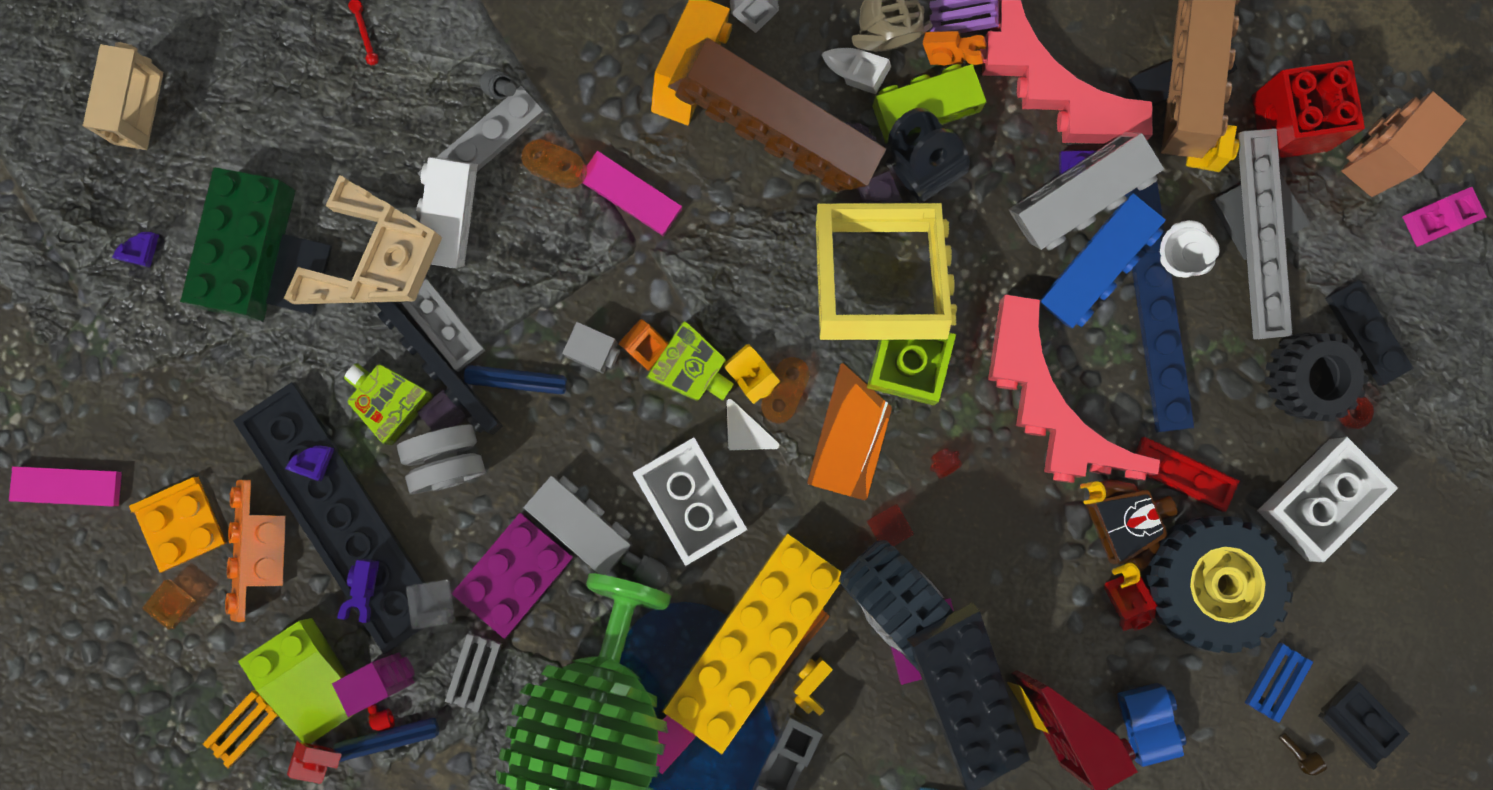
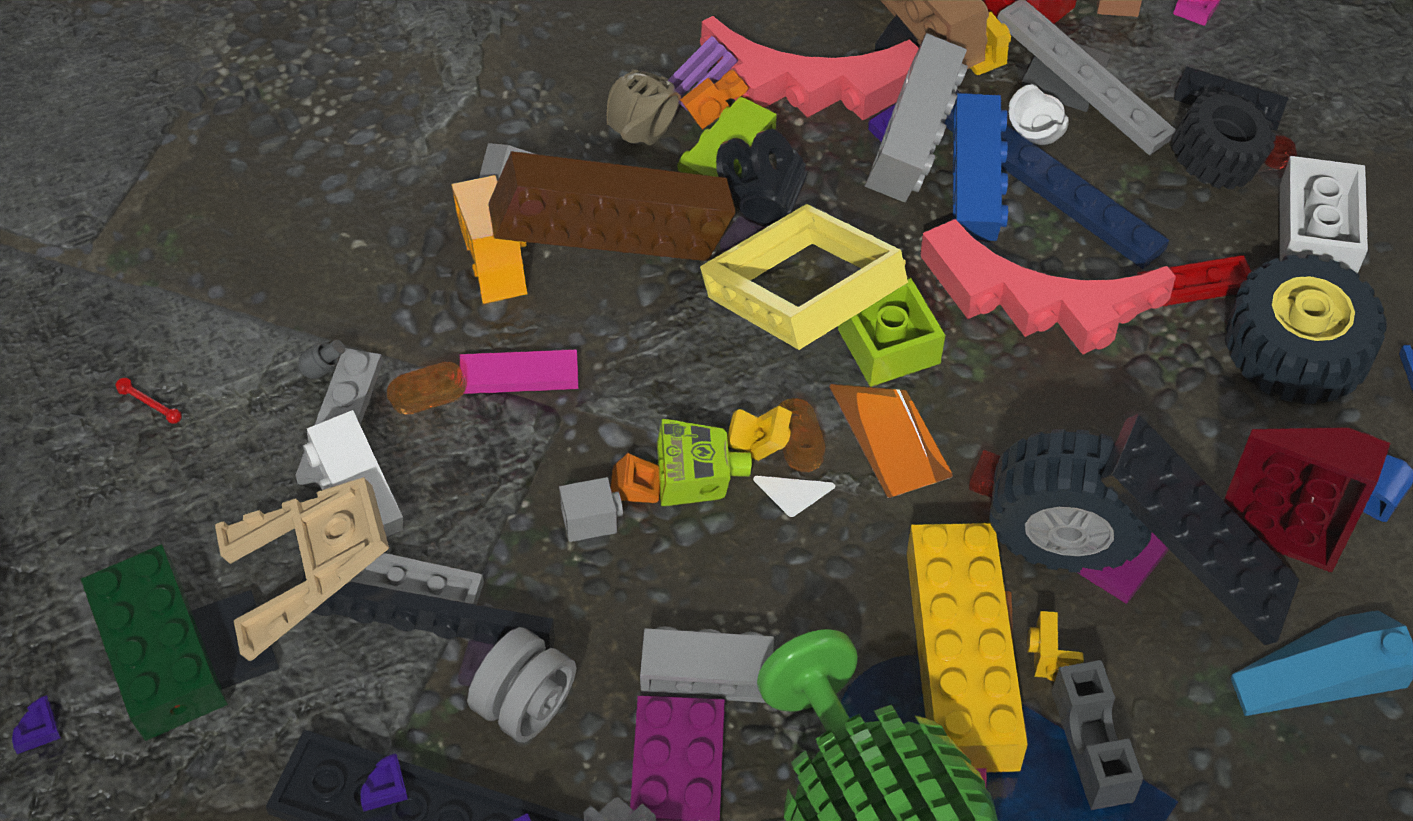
camera: 35 degrees left, 30 degrees down
(385, 400) = (417, 683): torso -> none
(515, 379) = (541, 583): dark blue axle -> none
(689, 501) = (796, 566): white brick -> none
(858, 67) = (653, 155): white plate -> none
(945, 463) = (994, 396): clear red plate -> none
(1027, 707) = (1266, 526): yellow sticker -> none
(1128, 524) = (1187, 338): torso -> none
(1132, 603) = (1253, 393): red bracket -> none

